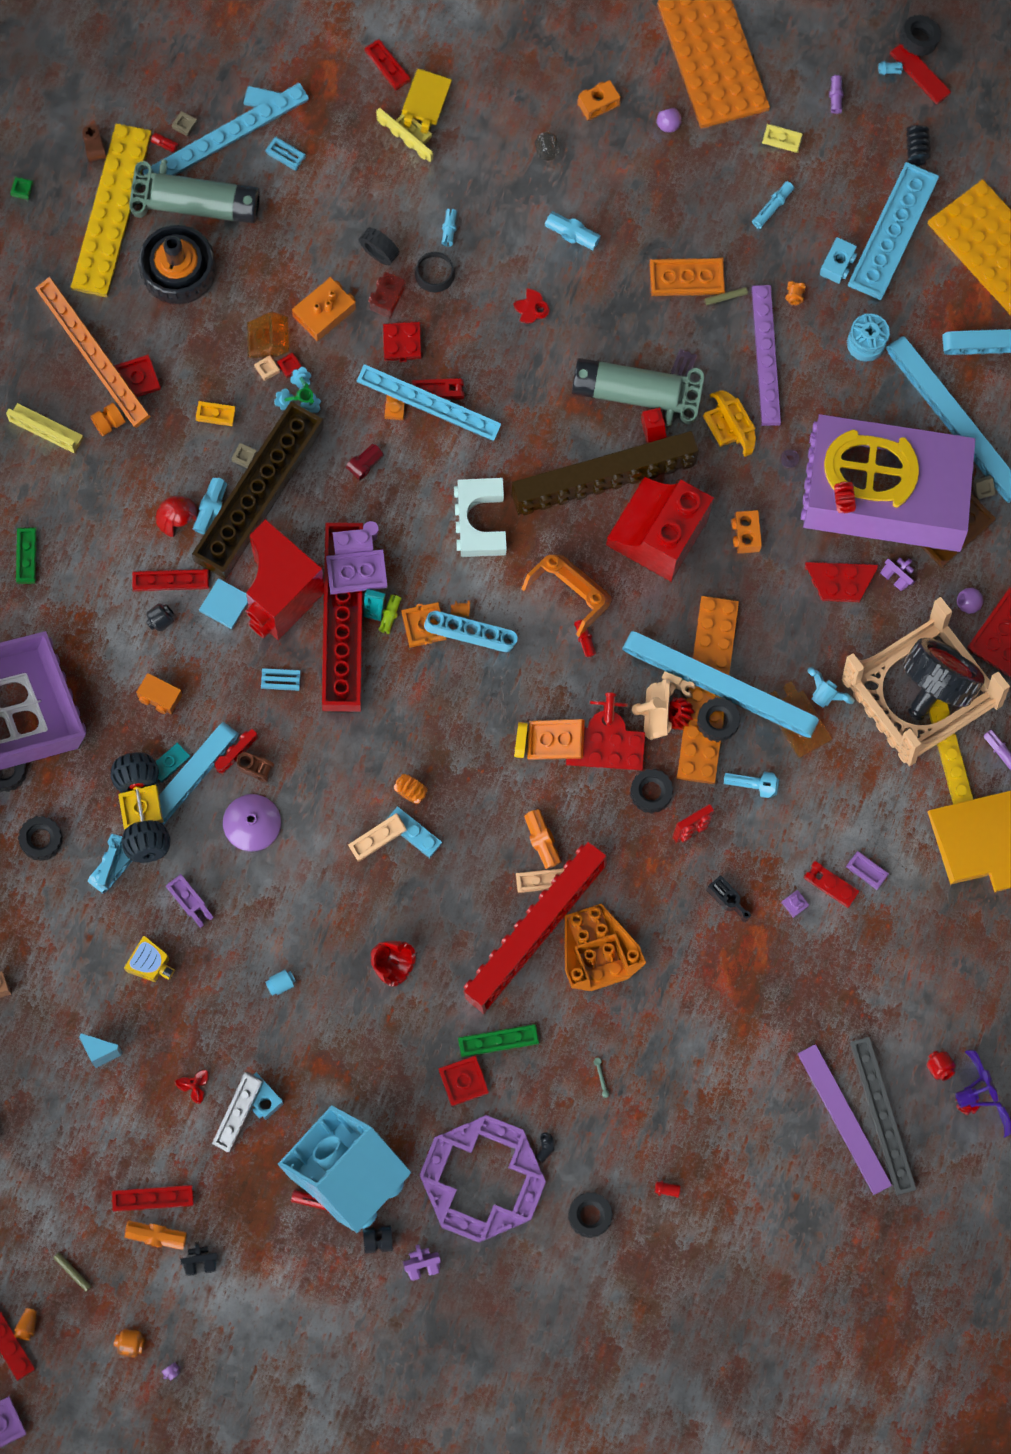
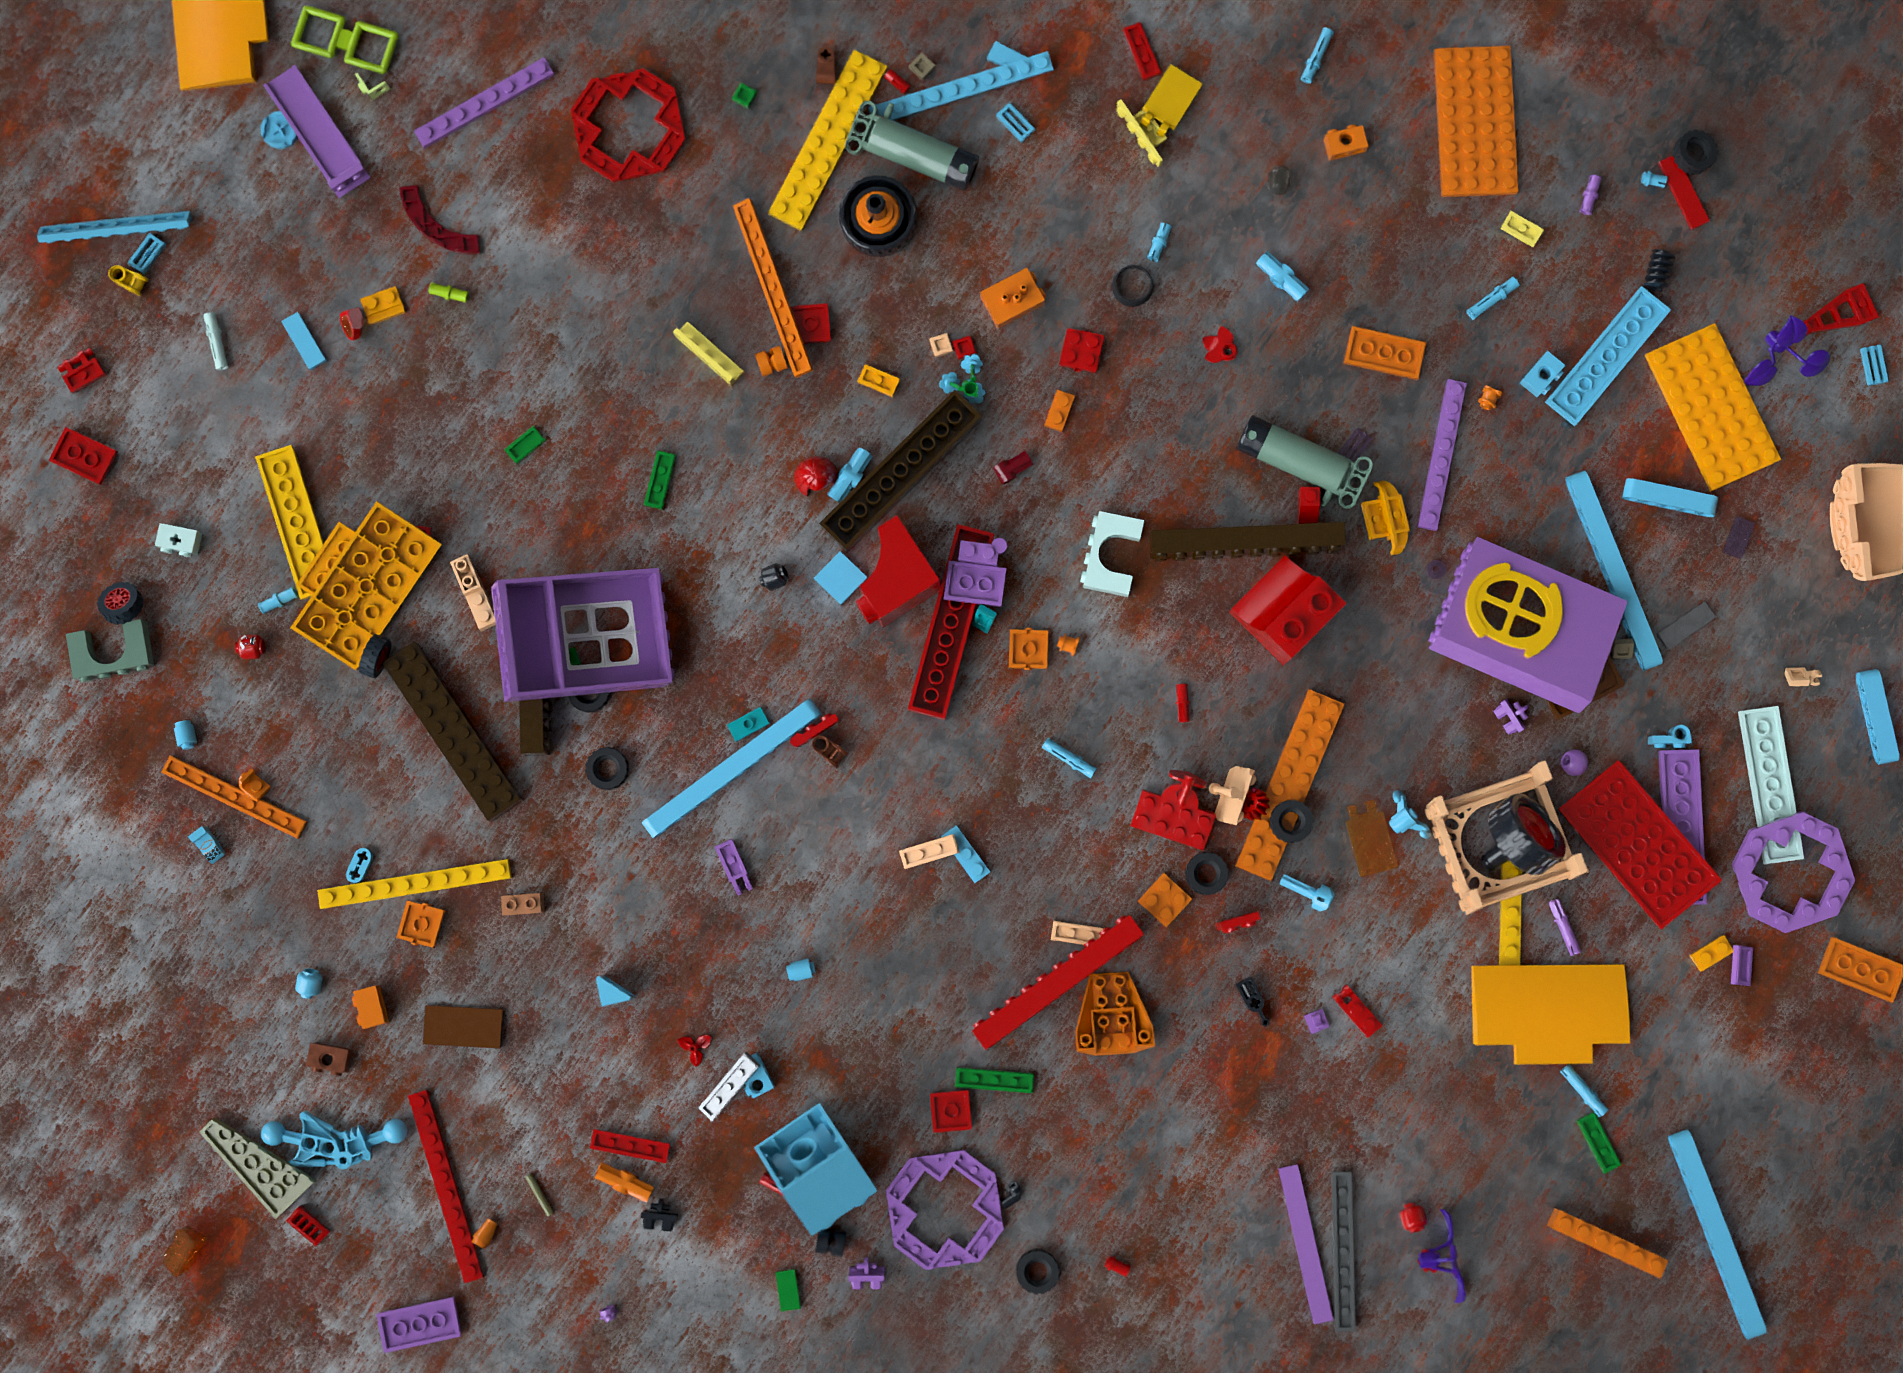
camera: 25 degrees right, 10 degrees up
(109, 862) = (666, 812): medium azure hinge -> none
(129, 1343) = (576, 1276): orange head -> none
(144, 834) = (708, 766): black plate -> none
(149, 962) = (681, 917): torso -> none
(159, 694) = (754, 654): orange brick -> none
(170, 580) = (793, 540): red tile -> none
(244, 455) = (896, 431): dark tan plate -> none
(252, 835) = (824, 812): medium lavender dish -> none
(264, 685) = (878, 661): medium azure tile -> none
(268, 335) = (950, 312): clear orange slope -> none
(346, 1300) = (787, 1290): none -> green tile
(379, 246) = (1083, 247): black tyre -> none
(390, 614) = (998, 629): lime pin -> none
(391, 295) = (1082, 300): clear red brick -> none
(393, 961) = (912, 979): red hair -> none
(410, 789) = (972, 812): orange gear -> none
(428, 402) = (1091, 423): medium azure plate -> none
(440, 387) = (1103, 409): red plate -> none
(479, 628) = (1081, 669): medium azure beam -> none
(490, 716) = (1076, 762): none -> medium azure pin
(521, 740) = (1093, 790): yellow beam -> none
(542, 839) = (1087, 894): orange piece -> none
(549, 37) = (1323, 41): none -> medium azure pin
(556, 739) = (1126, 799): orange tile -> none
(595, 595) = (1205, 664): orange windscreen -> none
(597, 1061) = (1083, 1125): sand green hinge -> none
(617, 826) = (1164, 900): none -> orange plate
(669, 120) = (1411, 182): medium lavender piece -> none
(679, 684) = (1261, 772): light nougat plate -> none
(721, 684) = (1303, 786): medium azure beam -> none
(726, 296) = (1418, 383): olive piece -> none
(751, 531) = (1377, 636): orange brick -> none
(840, 581) = (1452, 708): red wing -> none
(845, 497) = (1477, 638): red gear -> none
(865, 346) = (1540, 468): medium azure wheel -> none
(867, 870) = (1396, 1006): medium lavender tile -> none

